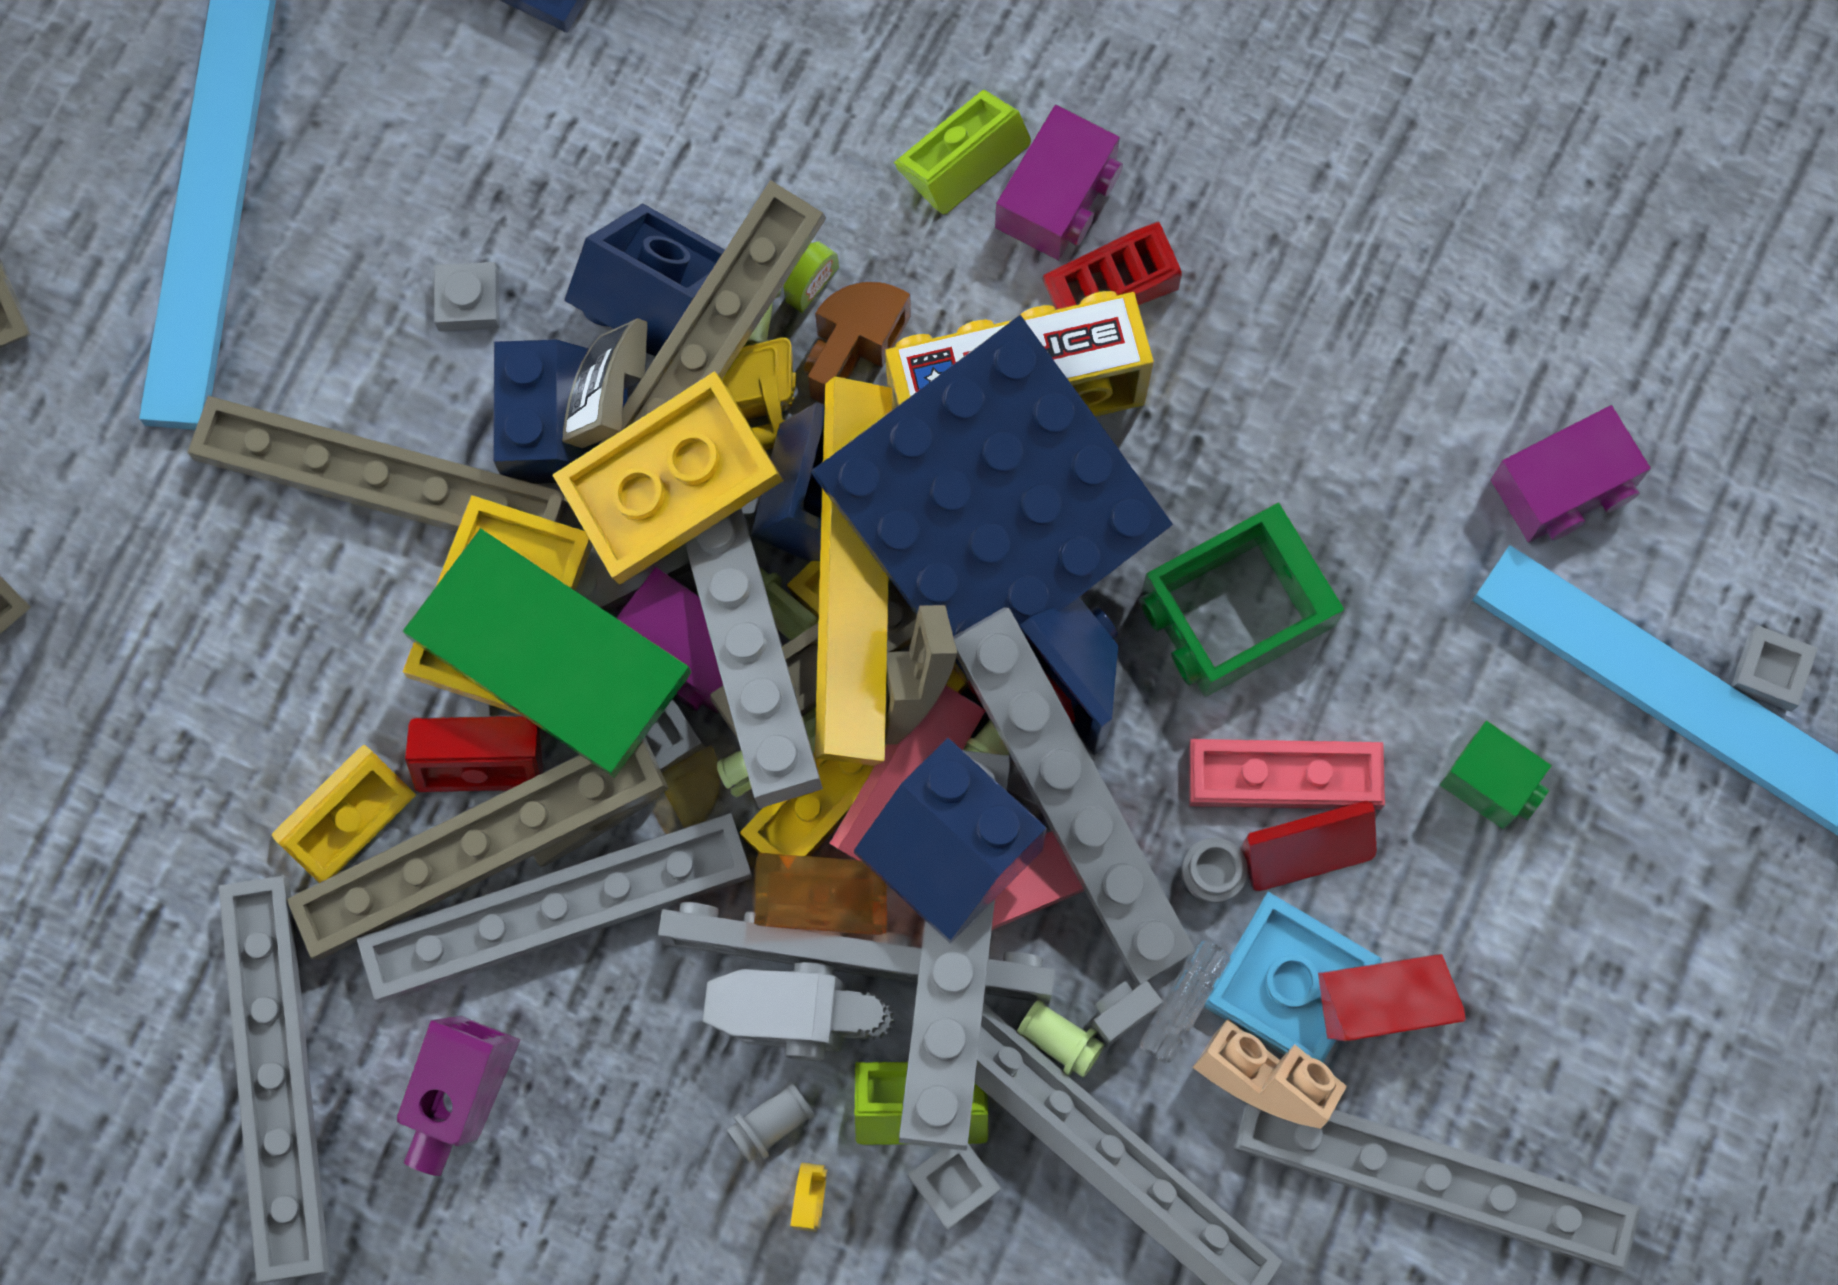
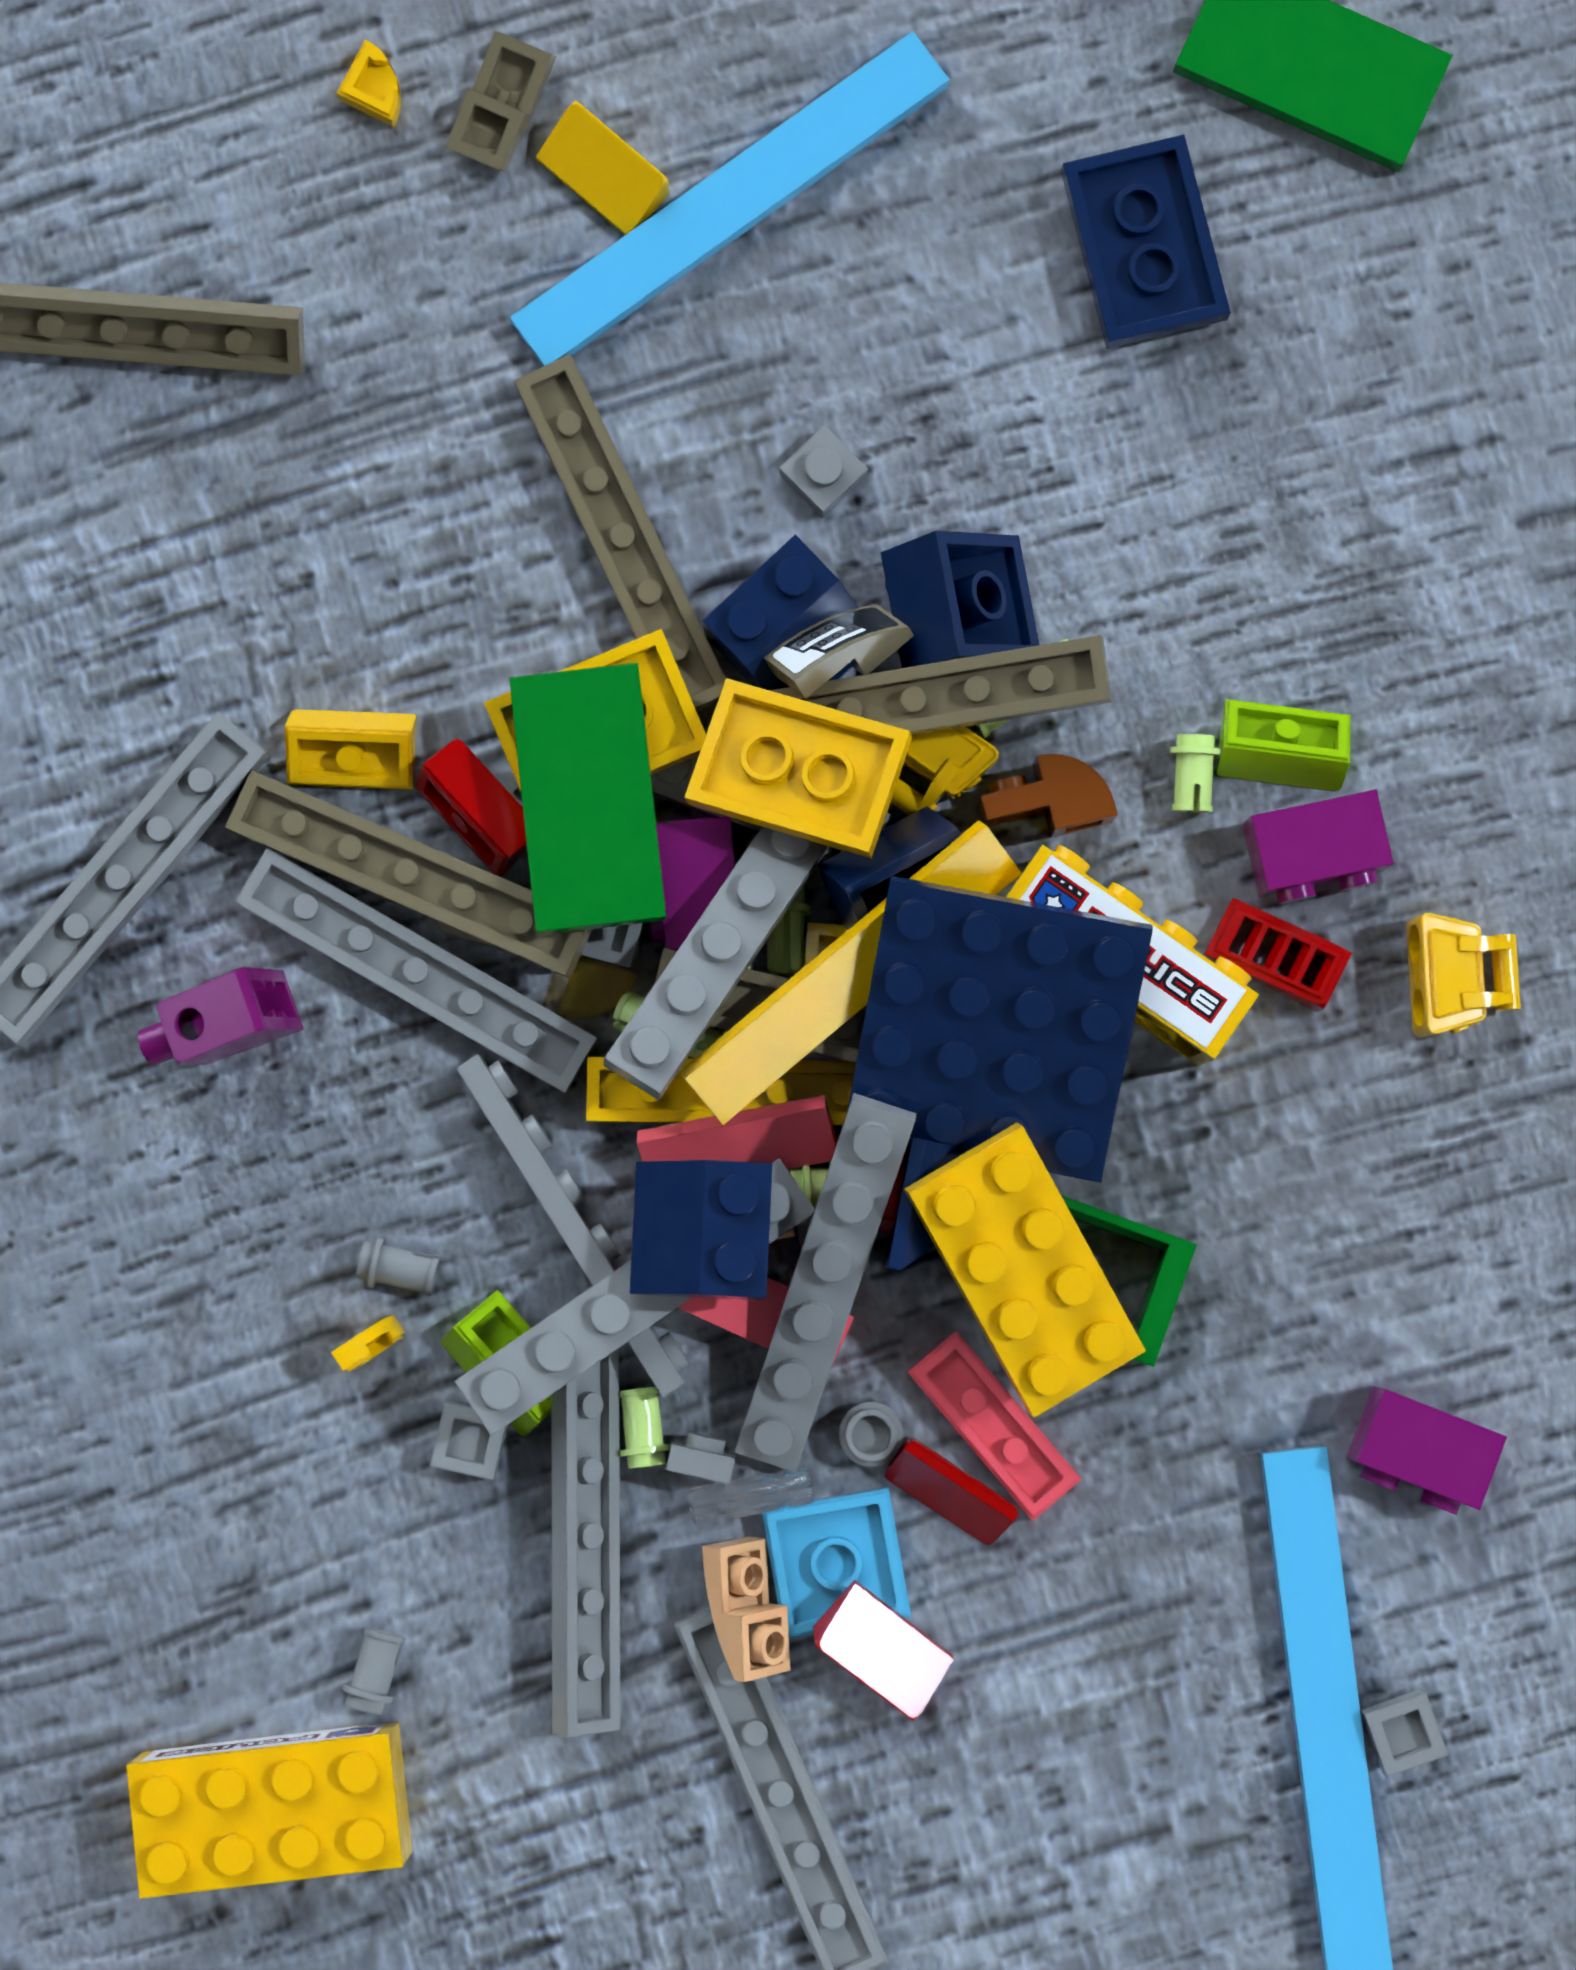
camera: 50 degrees right, 10 degrees up
(98, 261) = (603, 169): none -> yellow slope
(794, 1010) = (492, 1217): light grey hinge -> none
(810, 275) = (1072, 721): lime tile -> none
(818, 894) = (586, 1158): clear orange slope -> none
(919, 675) = (812, 1092): dark tan slope -> none
(927, 224) = (1194, 772): none -> yellowish green pin
(1191, 631) = (1025, 1269): none -> yellow plate
(1234, 173) = (1449, 974): none -> yellow piece
(1498, 776) = (1128, 1590): green brick -> none

